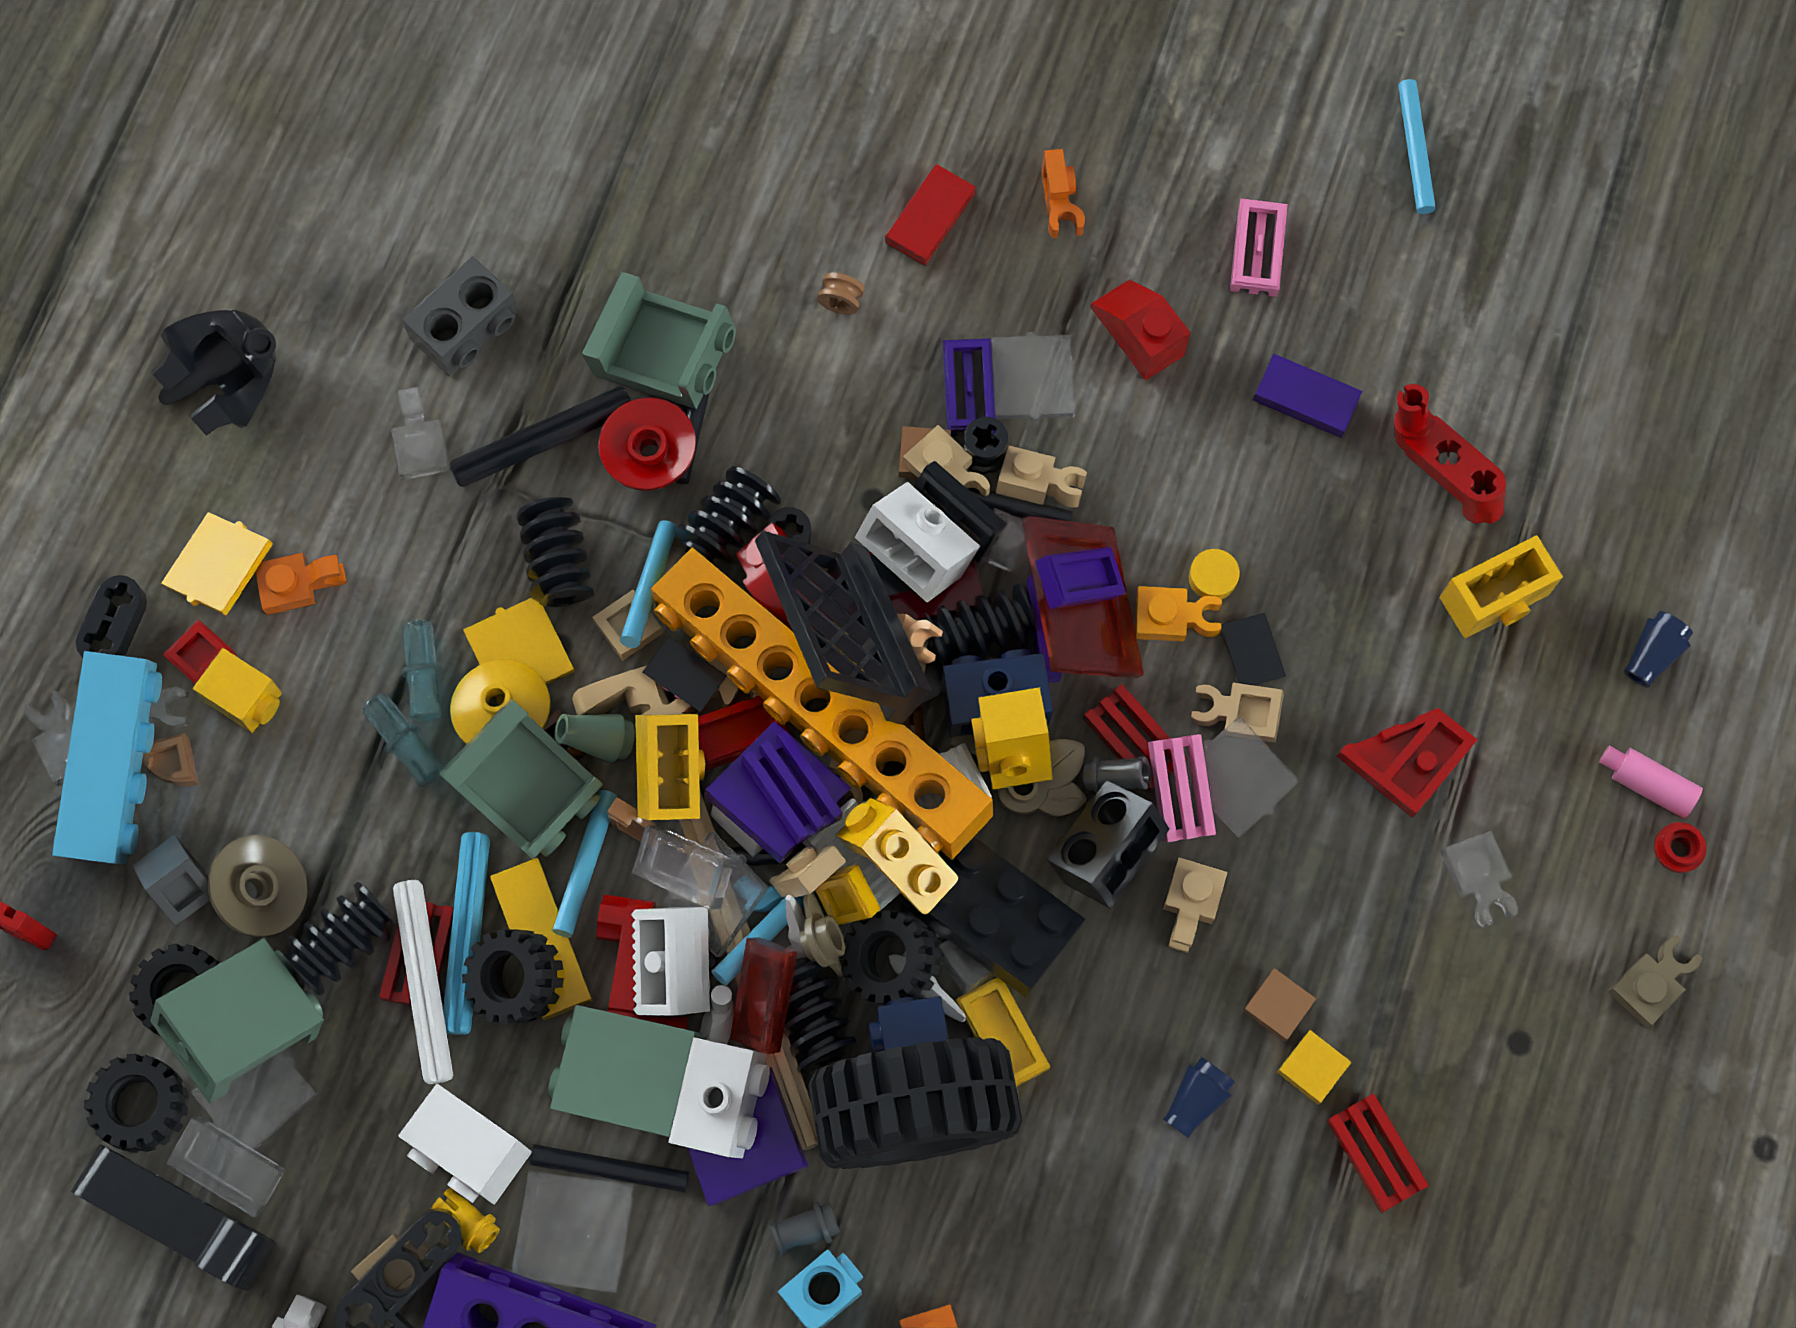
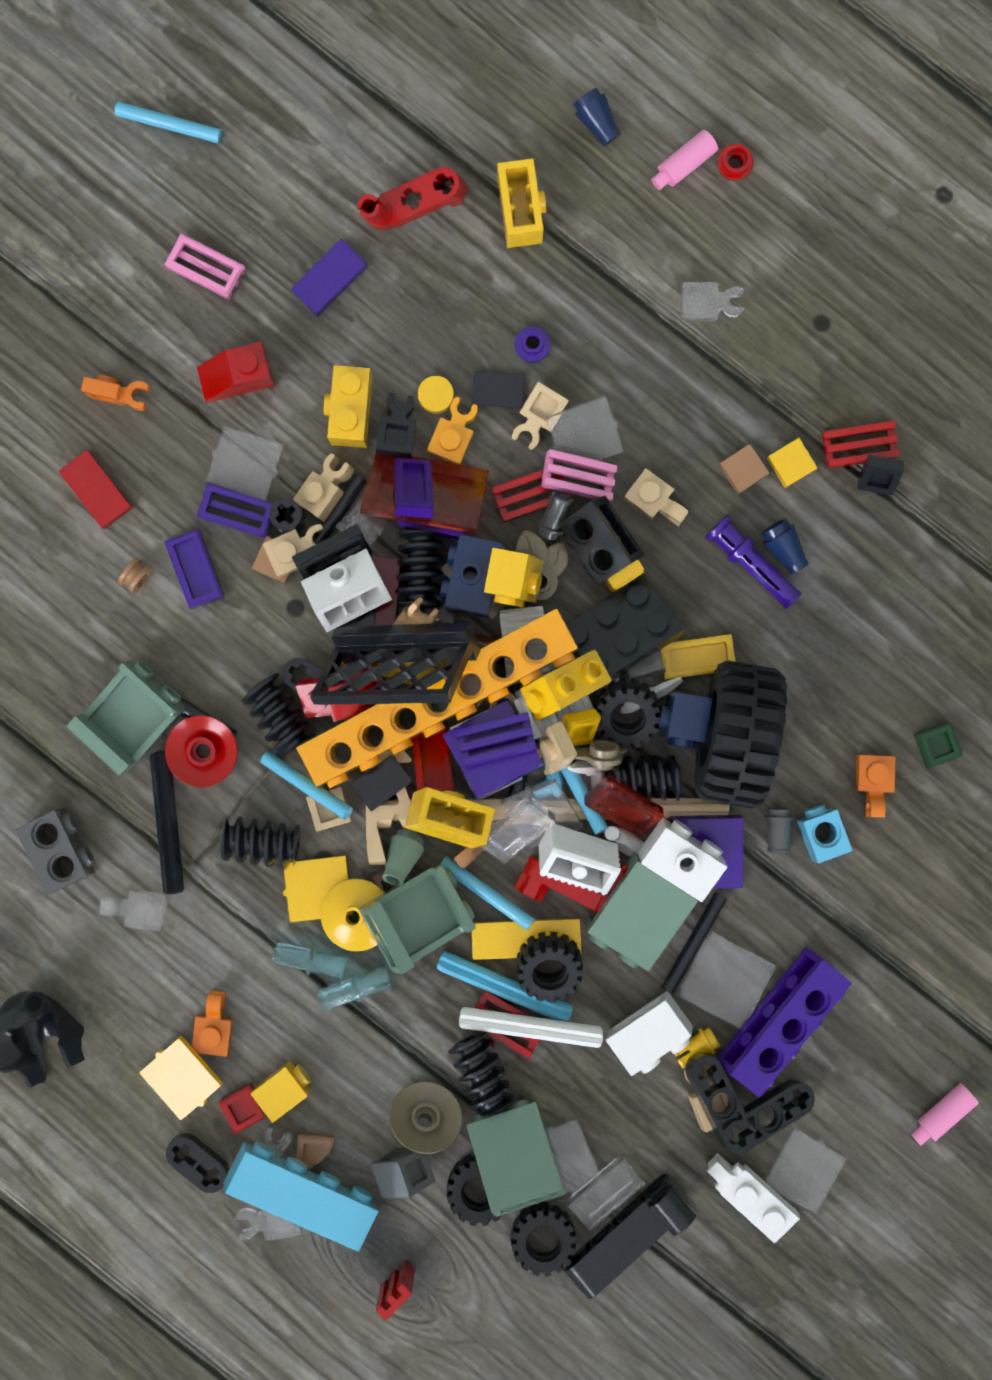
camera: 70 degrees left, 15 degrees up
(876, 361) = (194, 569): none -> dark purple tile
(1073, 893) = (625, 576): none -> yellow tile
(1146, 543) = (396, 432): none -> black plate
(1154, 471) = (349, 406): none -> yellow brick
(1168, 1038) = (741, 550): none -> dark purple pin
(1322, 683) = (532, 355): none -> dark purple plate
(1346, 1191) = (880, 474): none -> black plate
(1410, 758) = (613, 314): red wing -> none
(1651, 985) = (817, 222): dark tan plate -> none

